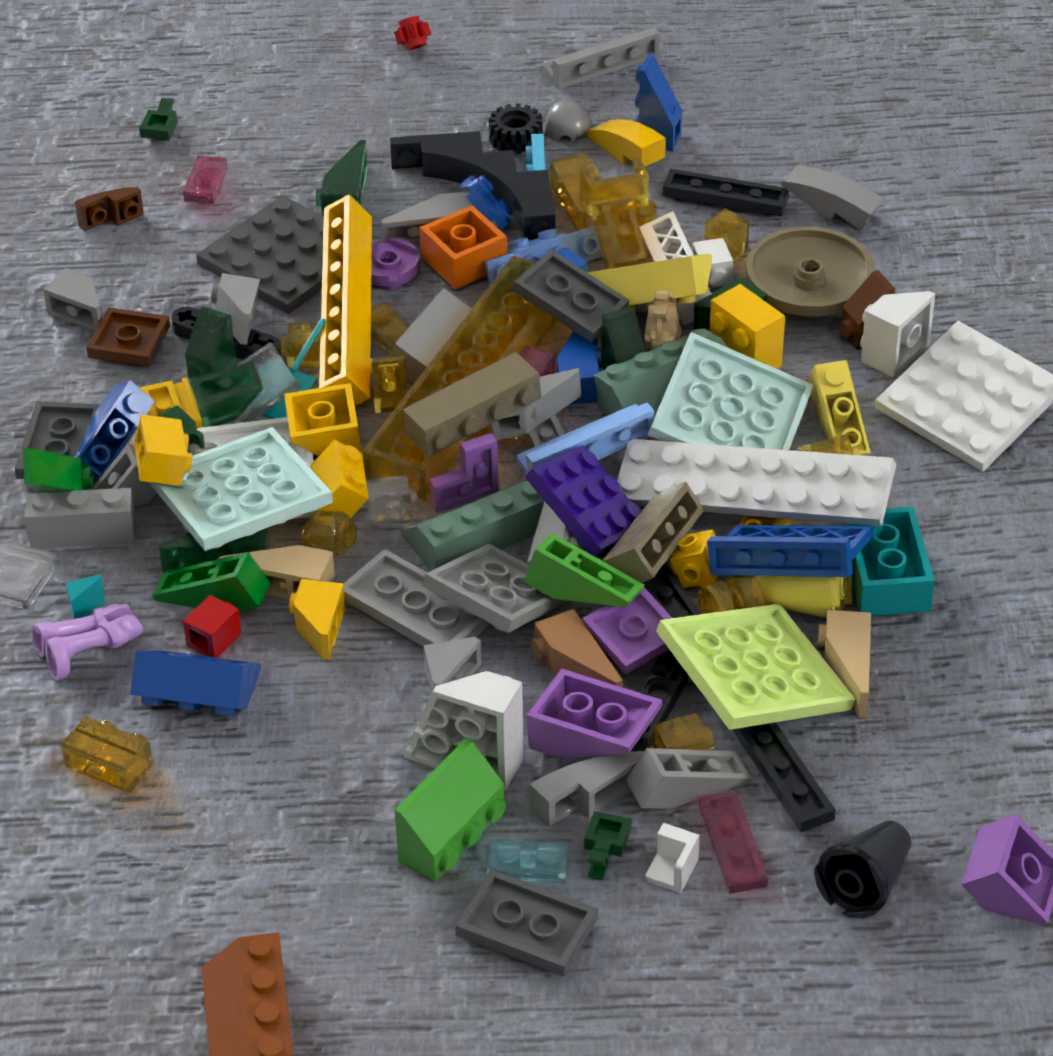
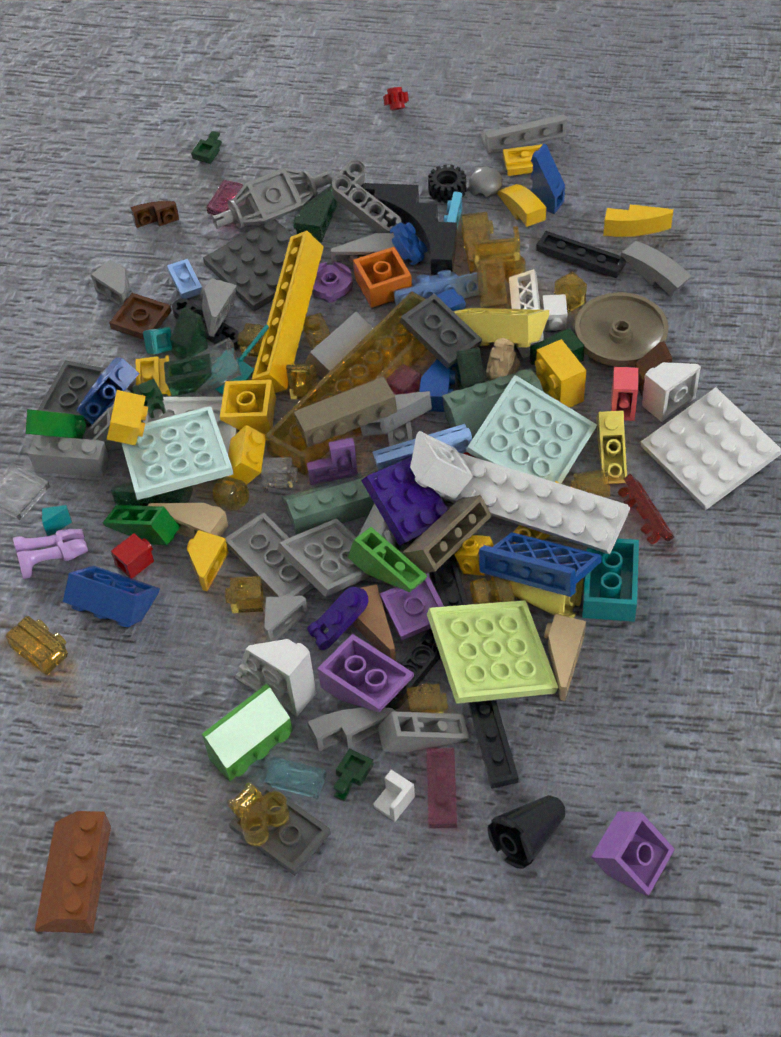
camera: 15 degrees right, 10 degrees up
(164, 362) = (157, 340): none -> teal slope
(178, 283) = (184, 279): none -> light blue plate
(274, 168) = (271, 197): none -> light grey plate
(389, 651) = (245, 594): none -> clear yellow brick
(419, 160) = (370, 203): none -> light grey beam
(497, 900) = (255, 811): none -> clear yellow piece
(537, 649) = (339, 617): none -> dark purple plate
(611, 89) = (519, 159): none -> yellow plate
(622, 453) = (439, 466): none -> white slope
(789, 144) = (637, 221): none -> yellow slope
(839, 337) = (625, 391): none -> coral brick
(909, 477) = (646, 510): none -> clear red plate

